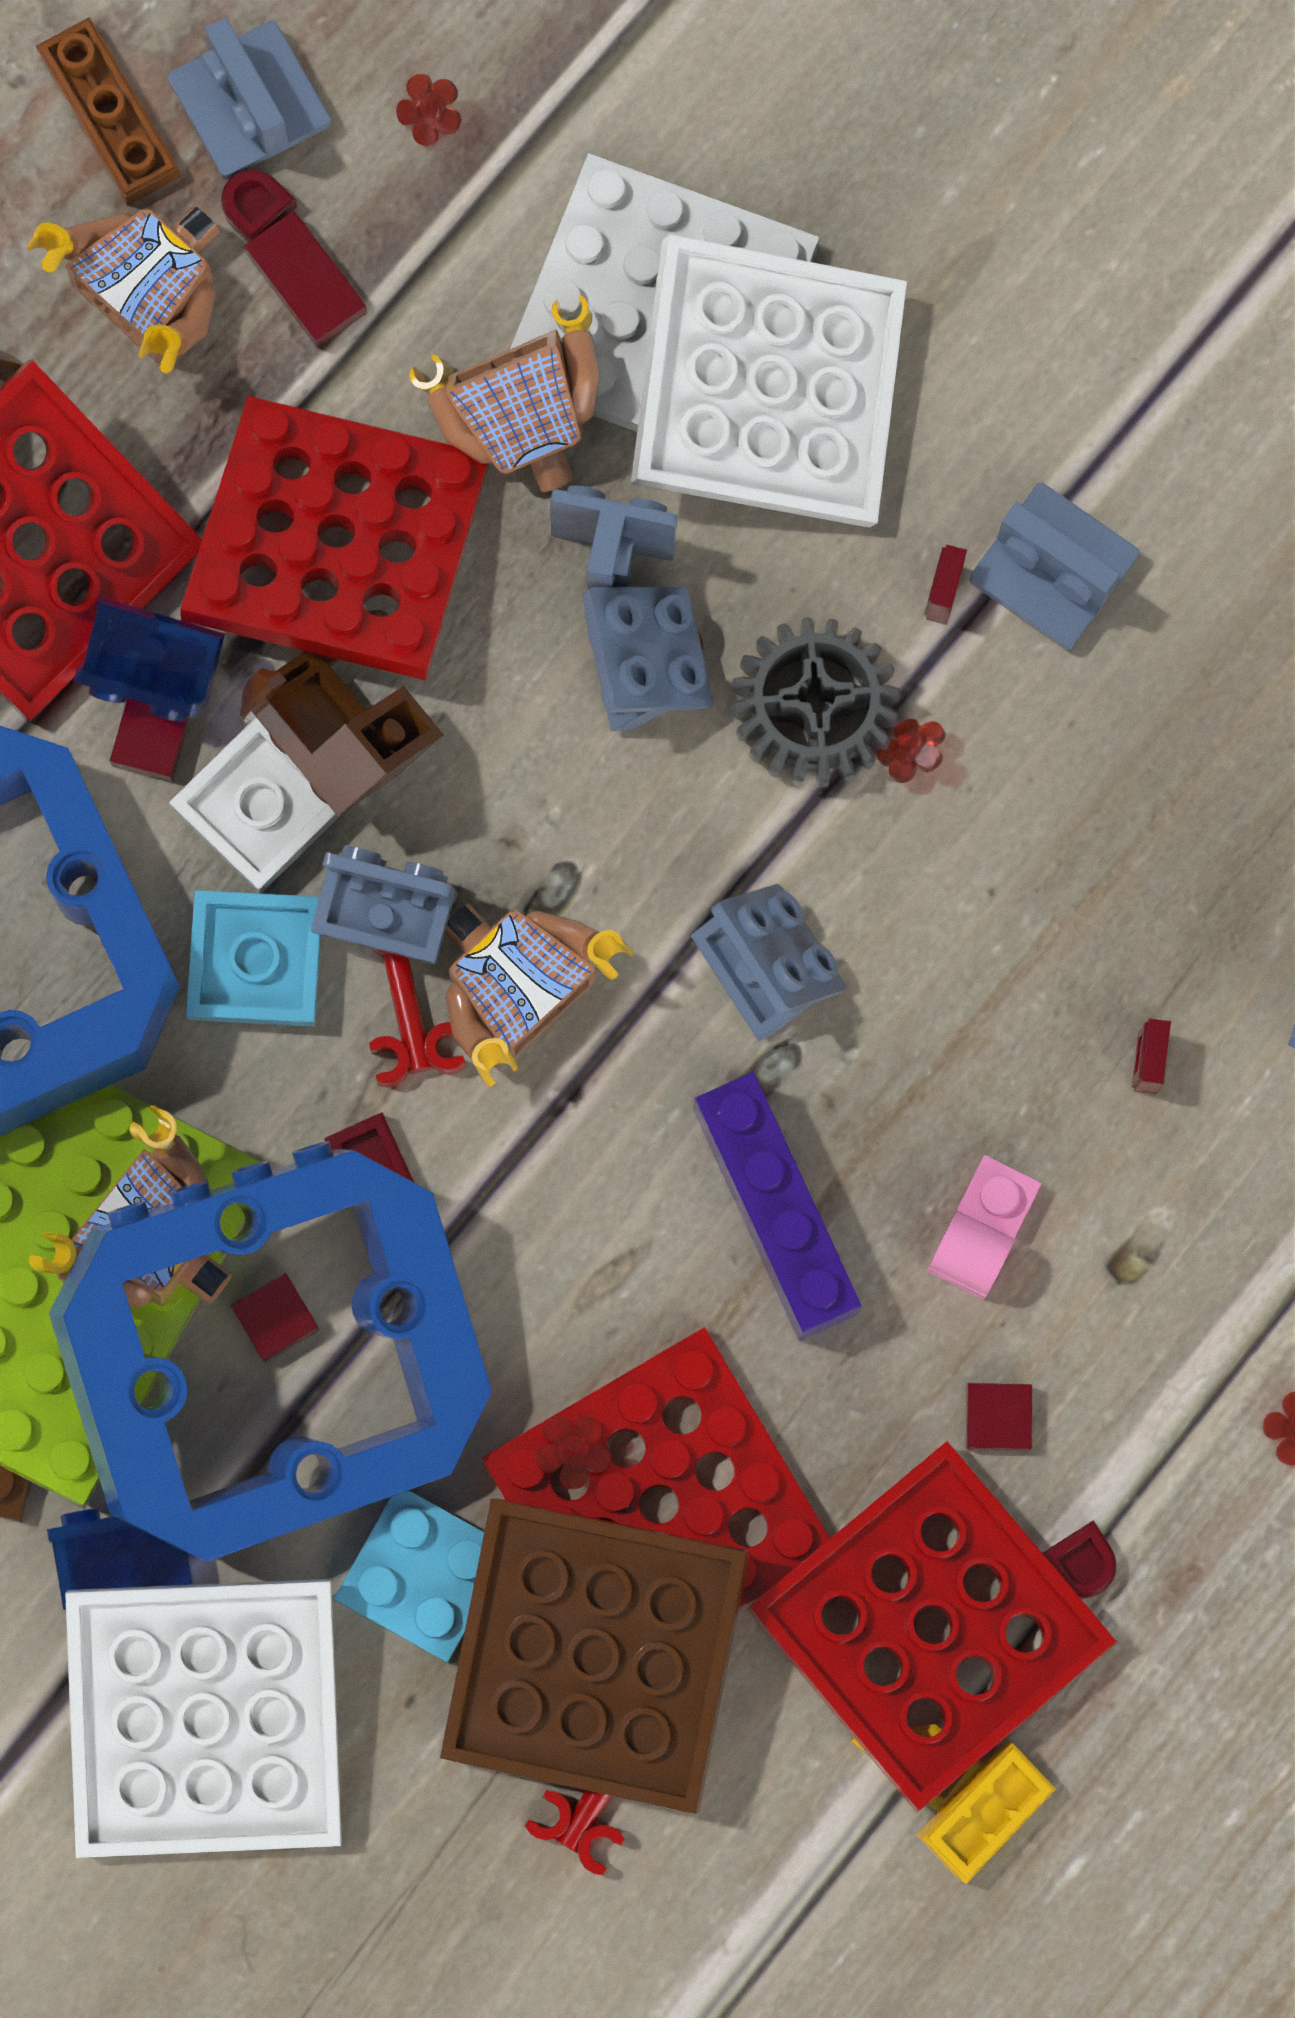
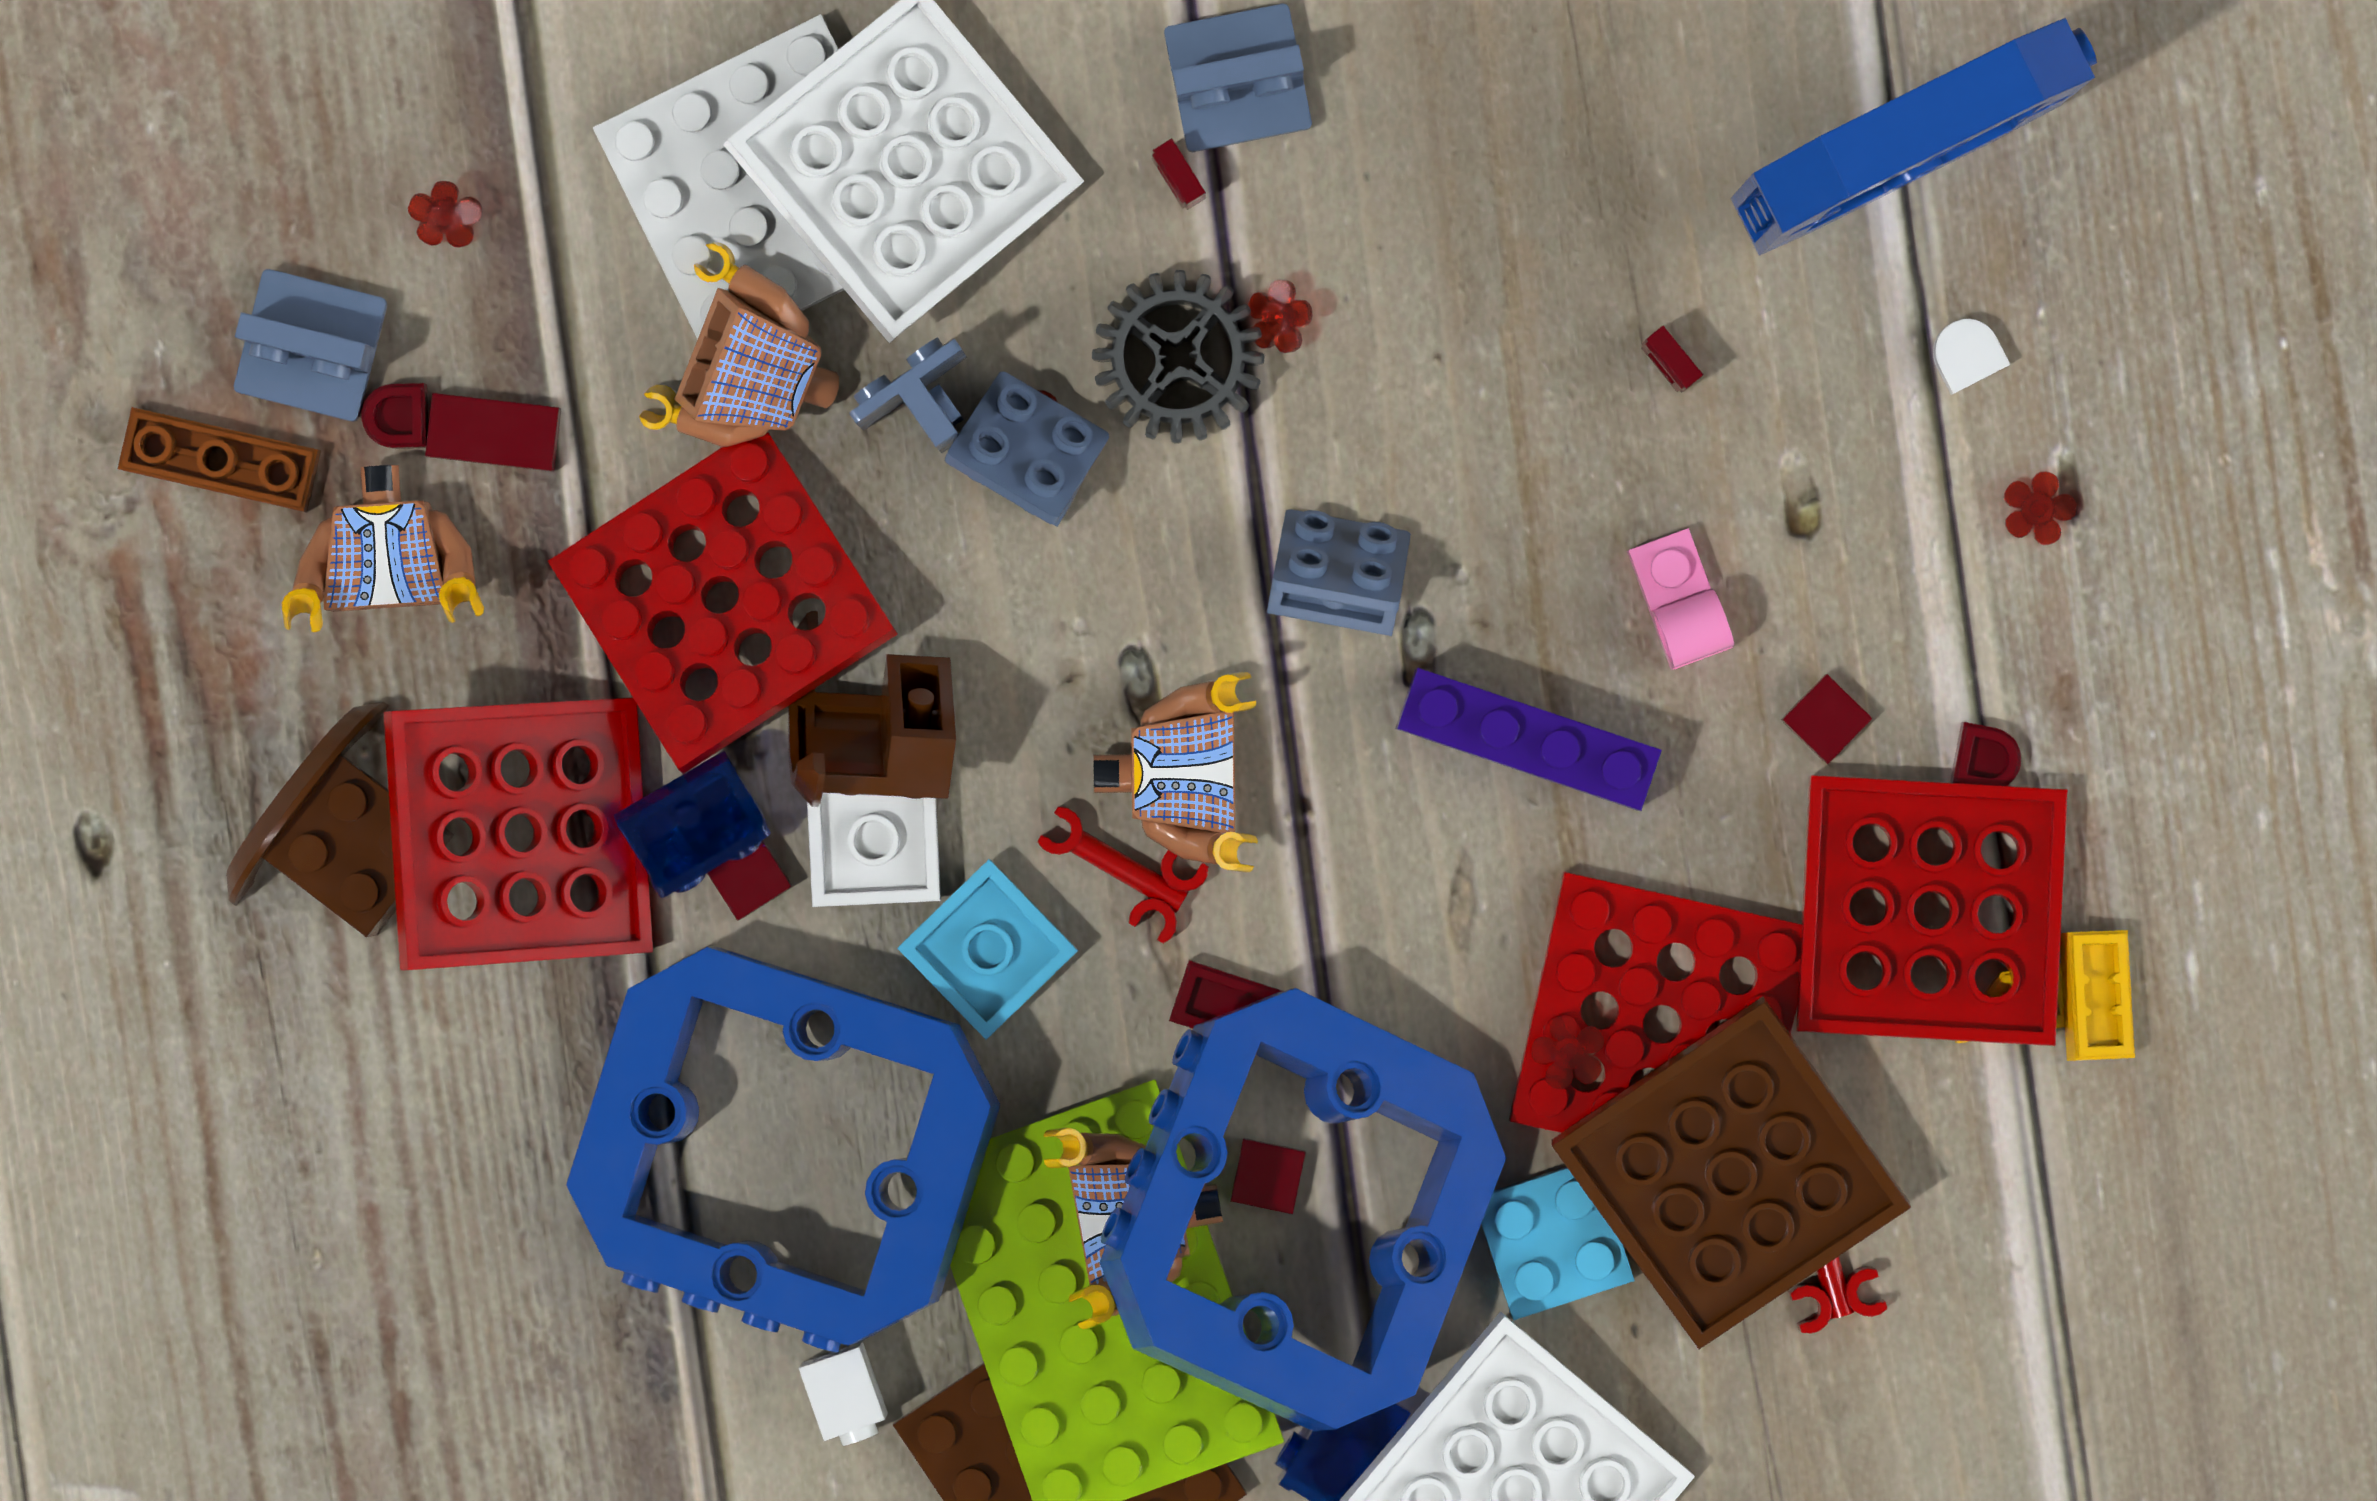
camera: 50 degrees left, 10 degrees up
(384, 906) = (1041, 821): sand blue bracket -> none

